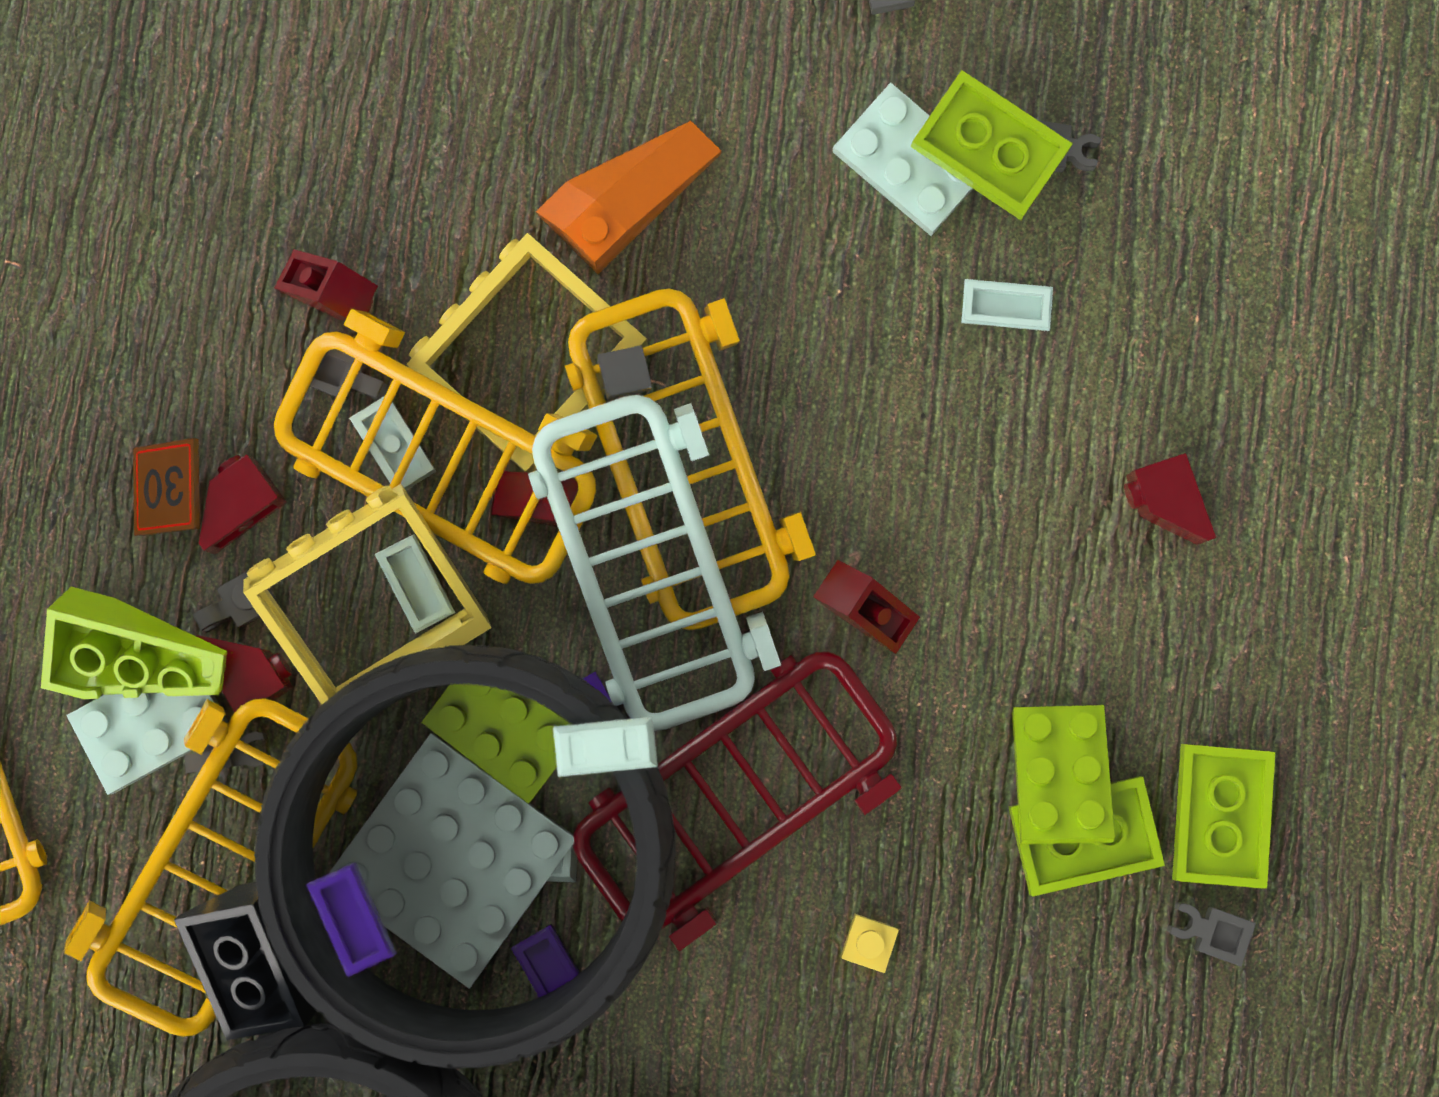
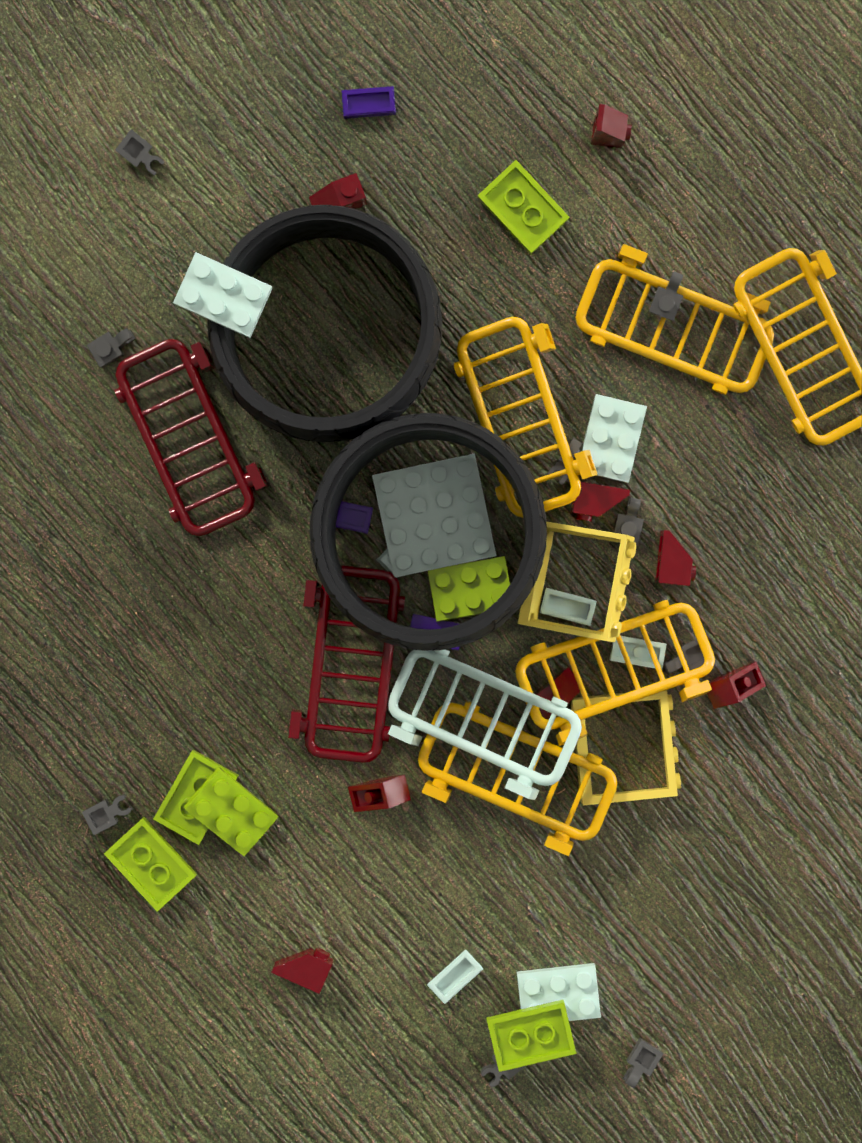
camera: 130 degrees right, 5 degrees up
(113, 648) = (654, 454): lime wedge -> none
(166, 487) = (707, 537): reddish brown piece -> none
(240, 966) = (467, 393): black slope -> none
(351, 919) = (443, 464): dark purple tile -> none
(605, 746) = (418, 634): light aqua tile -> none
(620, 198) = (658, 849): orange wedge -> none
(624, 372) = (575, 783): dark grey slope -> none
(869, 943) = (235, 662): light yellow plate -> none

